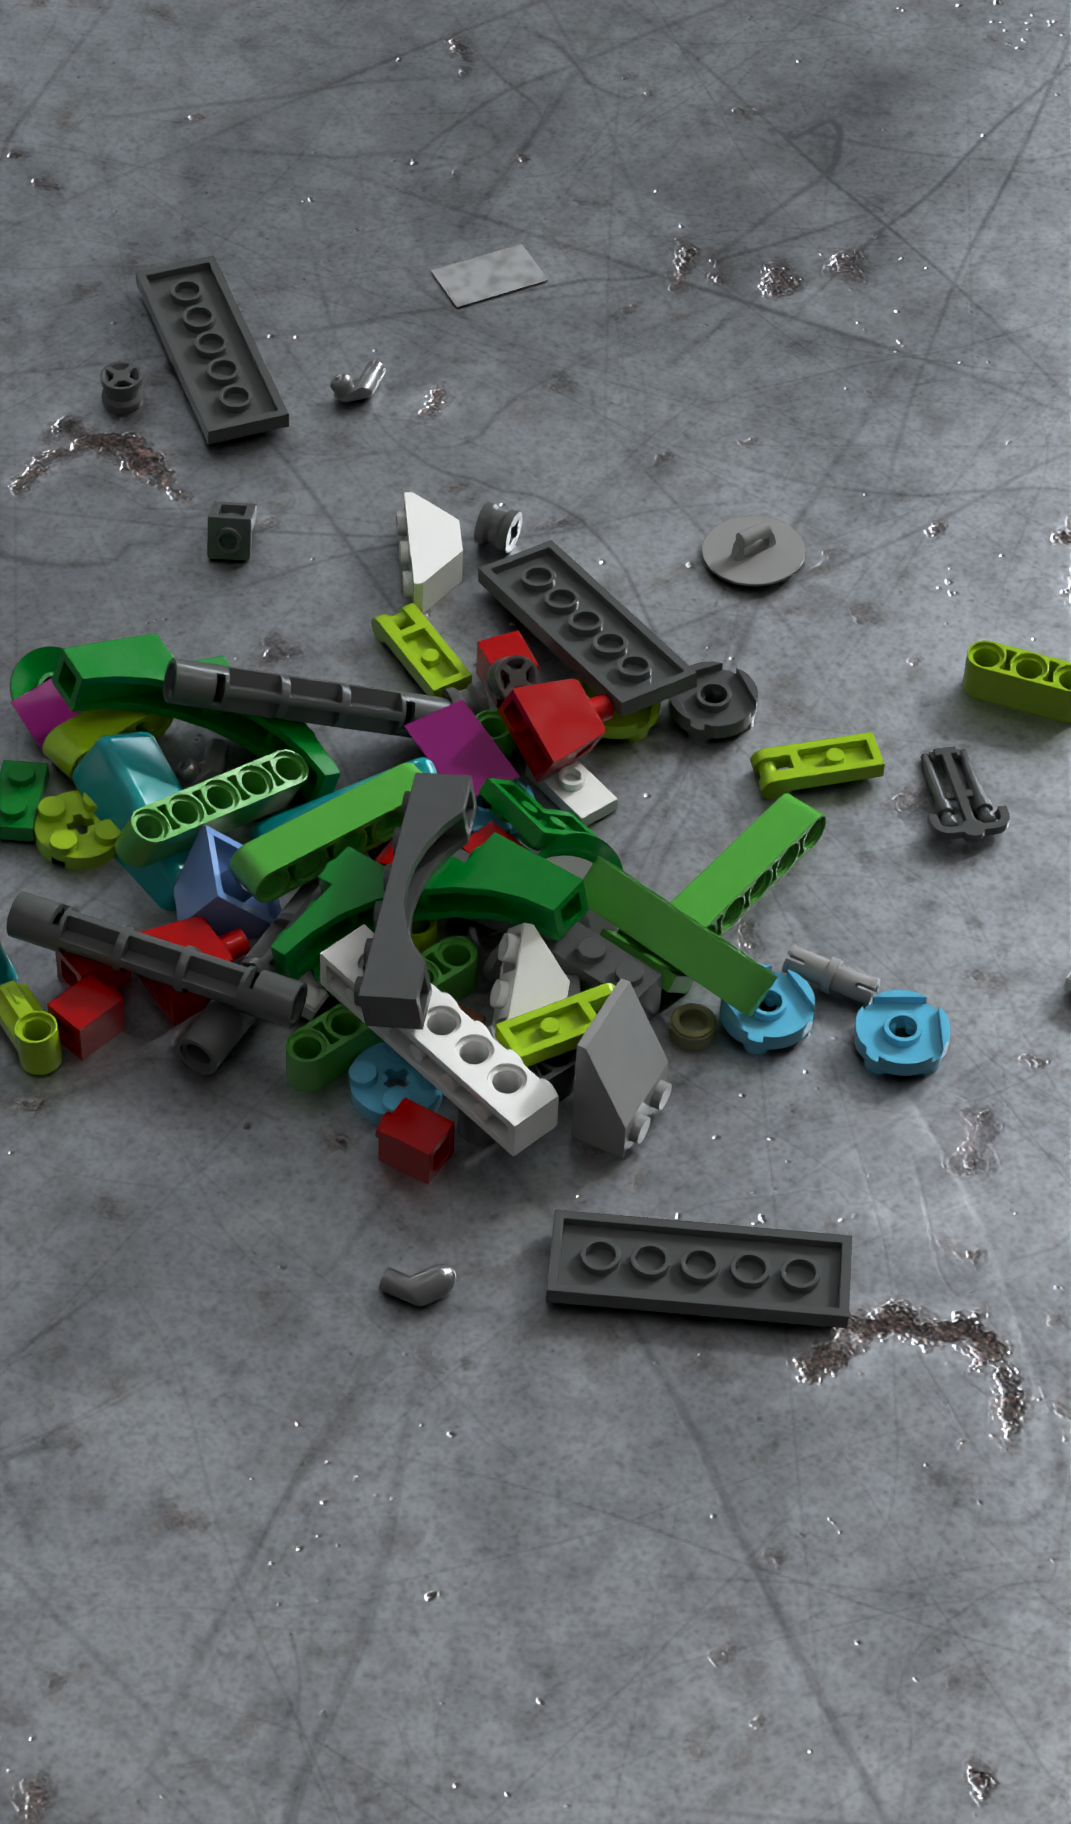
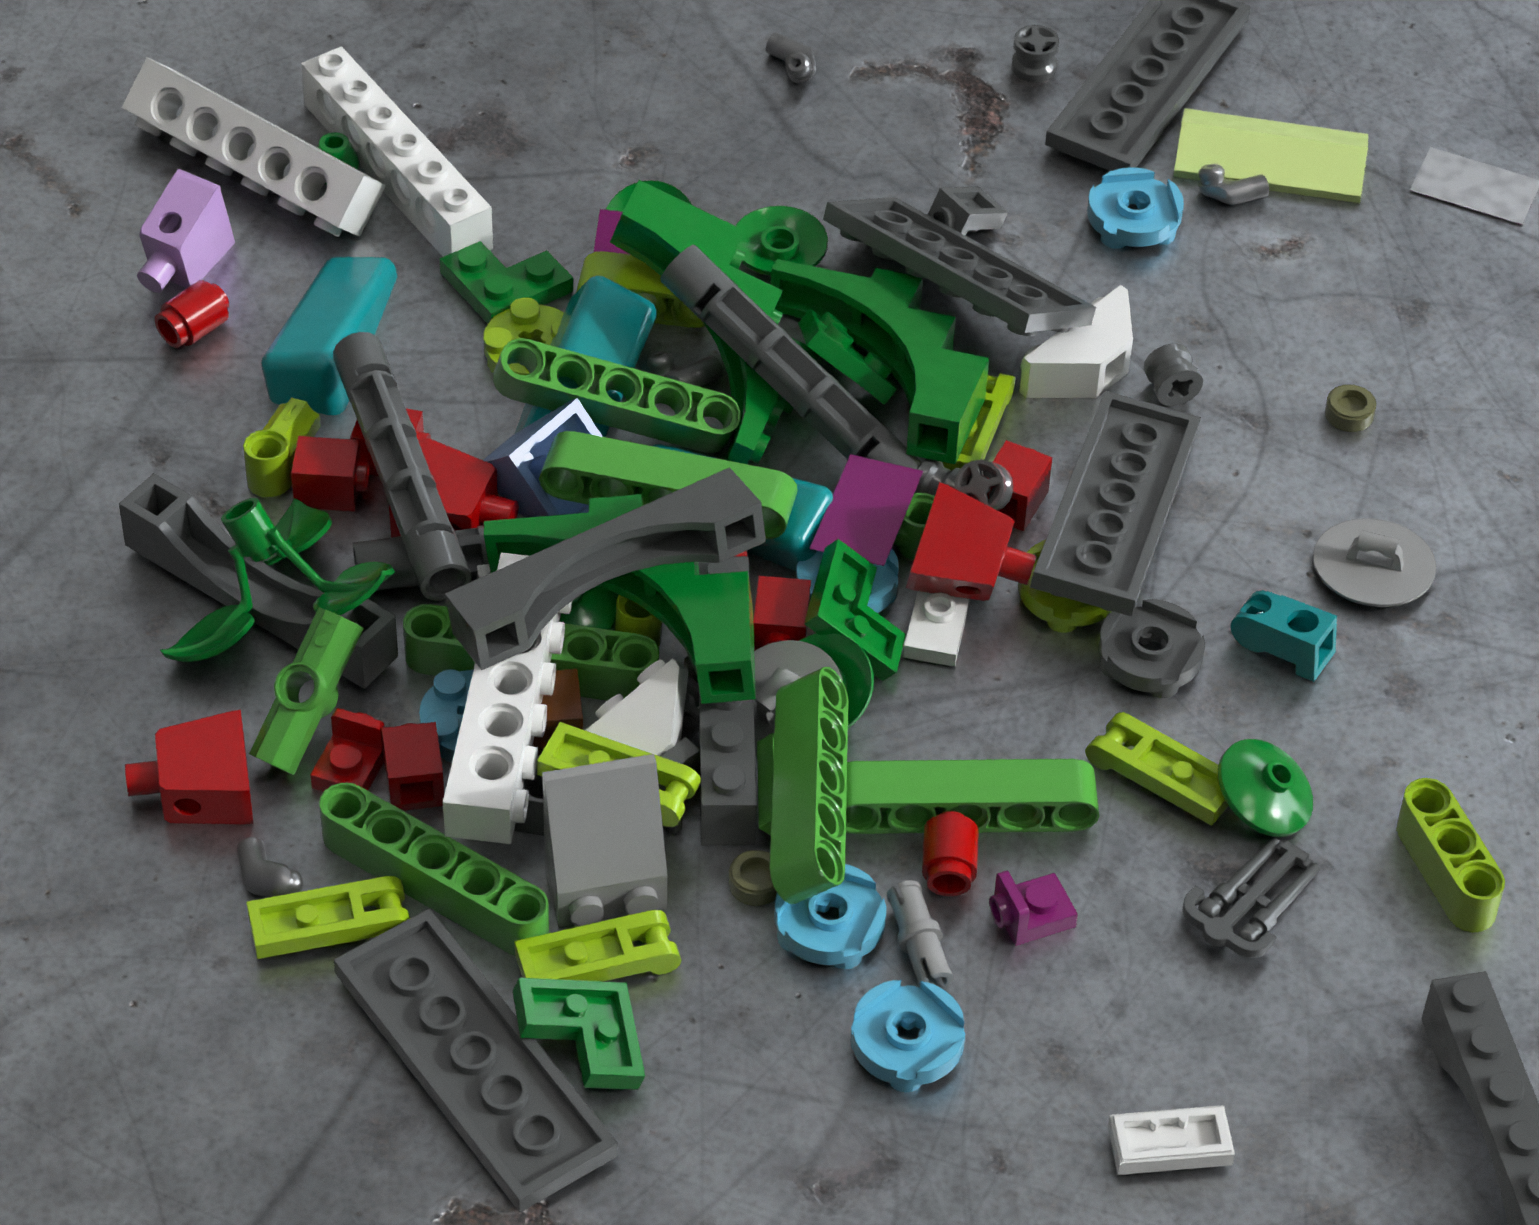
camera: 50 degrees right, 0 degrees up
(64, 1133) = (183, 539): none -> dark grey arch
(137, 1074) = (262, 541): none -> green plant
(150, 617) = (782, 235): none -> green dish
(295, 554) = (959, 265): none -> dark grey plate
(296, 1116) = (319, 659): none -> bright green piece
(296, 1261) = (198, 772): none -> red torso
(300, 663) = (831, 341): none -> green plate
(324, 459) = (1120, 226): none -> medium azure plate
(342, 629) = (886, 319): none -> green arch
(364, 1171) = (352, 752): none -> red bracket
(376, 330) = (1288, 154): none -> yellowish green slope
(497, 1274) = (326, 916): none -> lime plate
(519, 1187) = (432, 867): none -> bright green beam
(614, 469) = (1350, 408): none -> olive tile
(676, 1150) = (601, 950): none -> lime plate
(736, 1182) = (591, 1014): none -> green plate
(773, 627) = (1287, 631): none -> teal leg
(781, 913) = (950, 853): none -> red brick
(861, 906) = (1031, 907): none -> magenta bracket
(887, 726) = (1265, 787): none -> green dish

